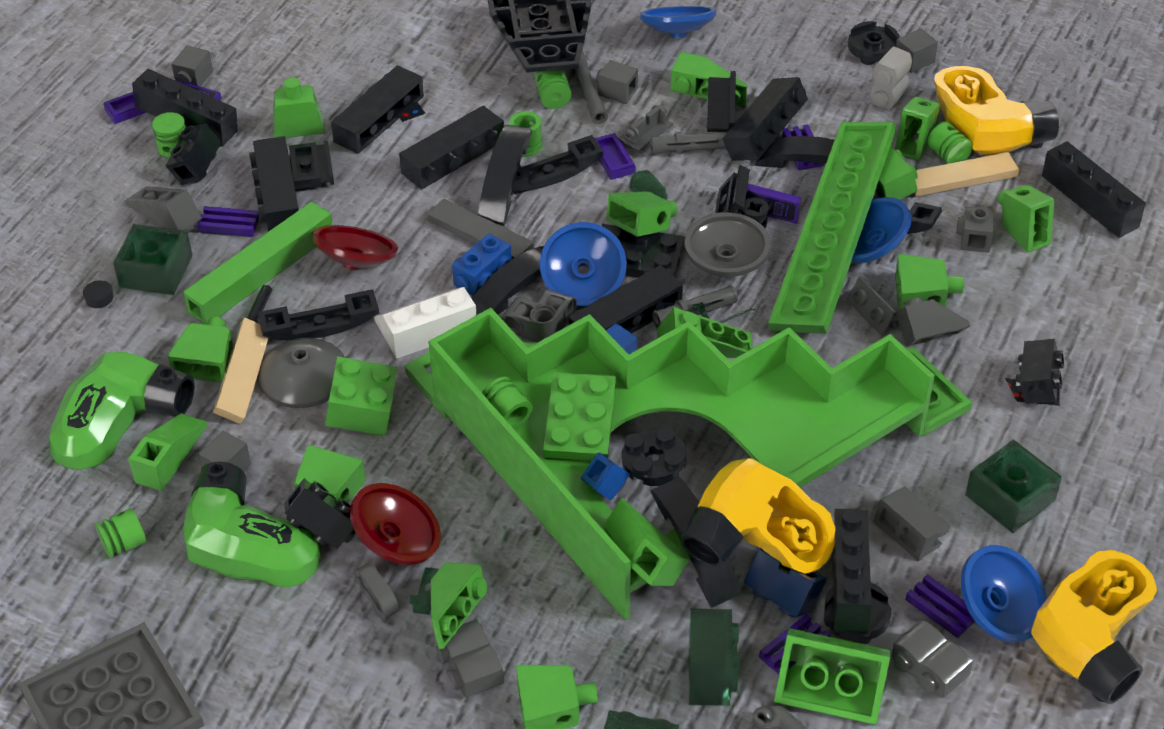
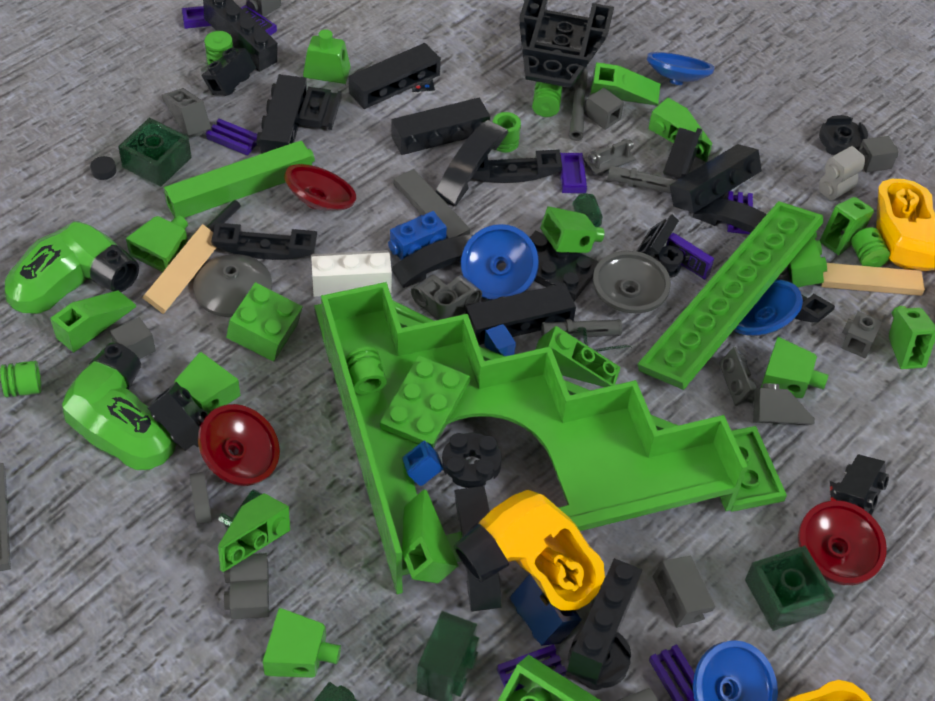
camera: 15 degrees right, 5 degrees up
(628, 50) = (625, 84): none -> bright green slope
(1054, 419) = (849, 530): none -> dark red dish

